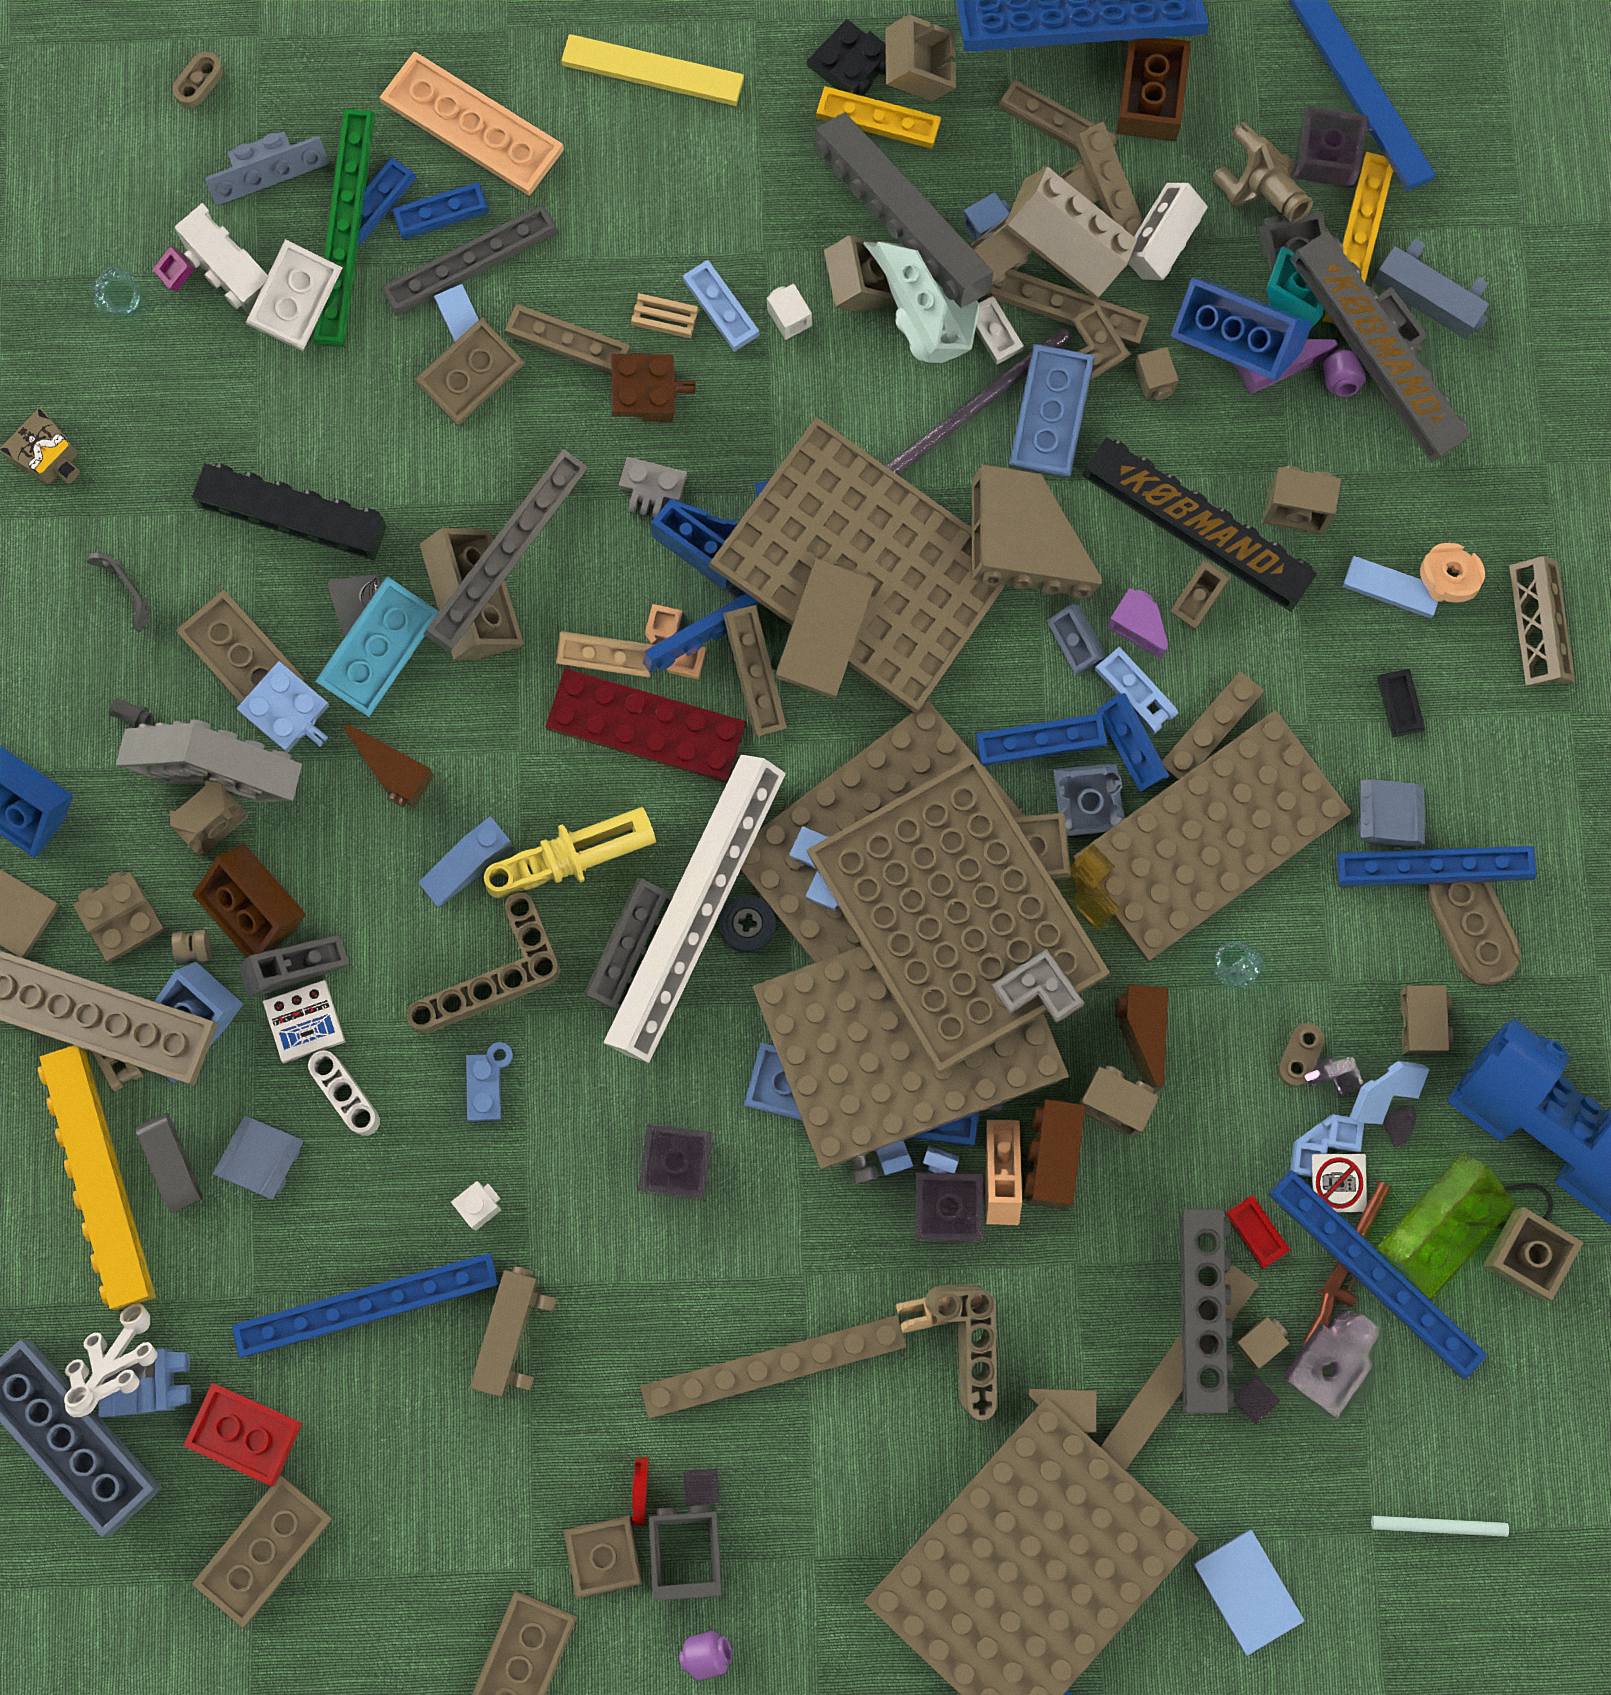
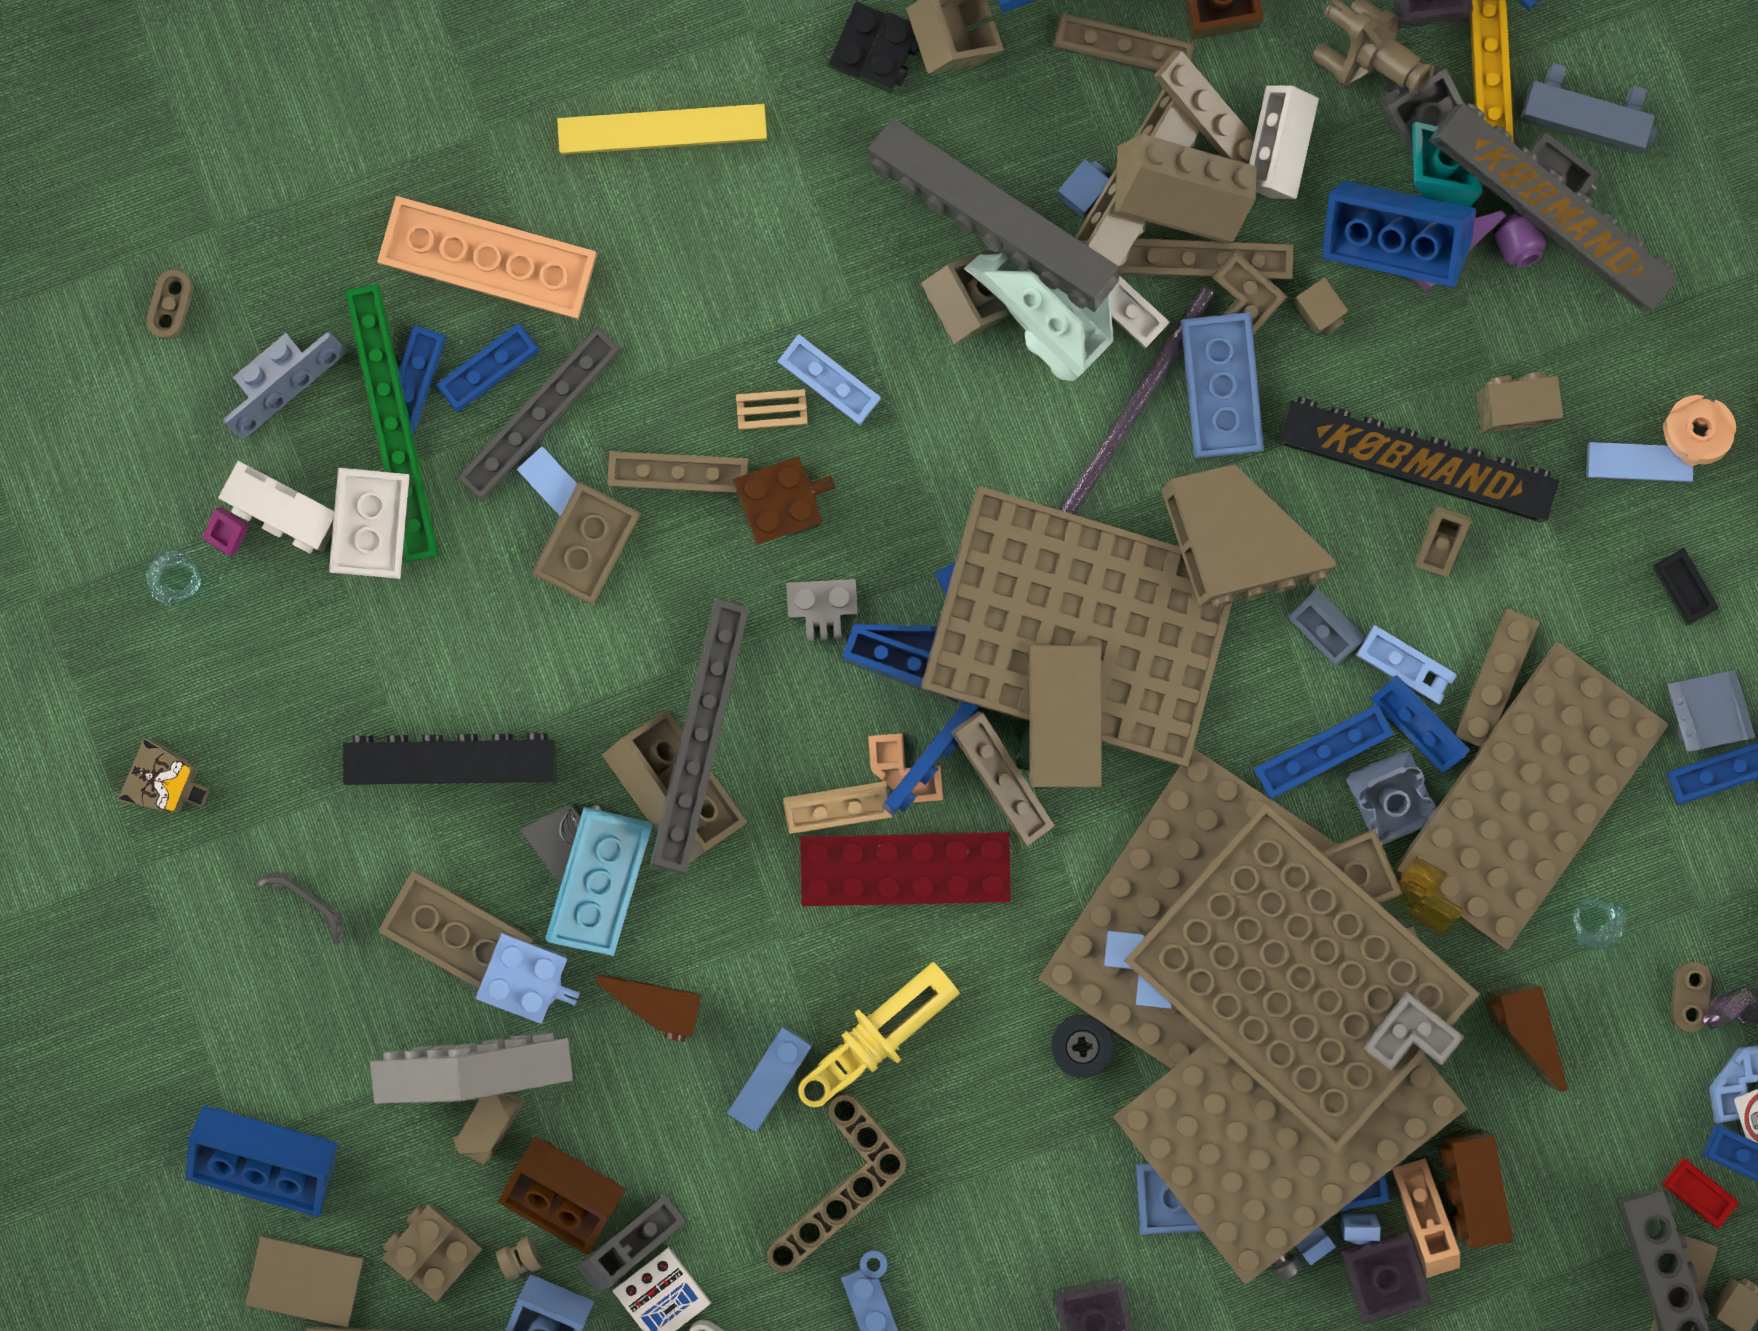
camera: 15 degrees left, 10 degrees up
(130, 713) = (363, 1034): dark grey pin -> none
(627, 943) = (966, 1109): dark grey hinge -> none
(694, 908) = (1024, 1051): white brick -> none
(789, 311) = (904, 362): white brick -> none
(880, 117) = (928, 106): yellow plate -> none
(1118, 1101) = (1522, 1114): dark tan brick -> none
(1140, 622) = (1387, 589): medium lavender slope -> none

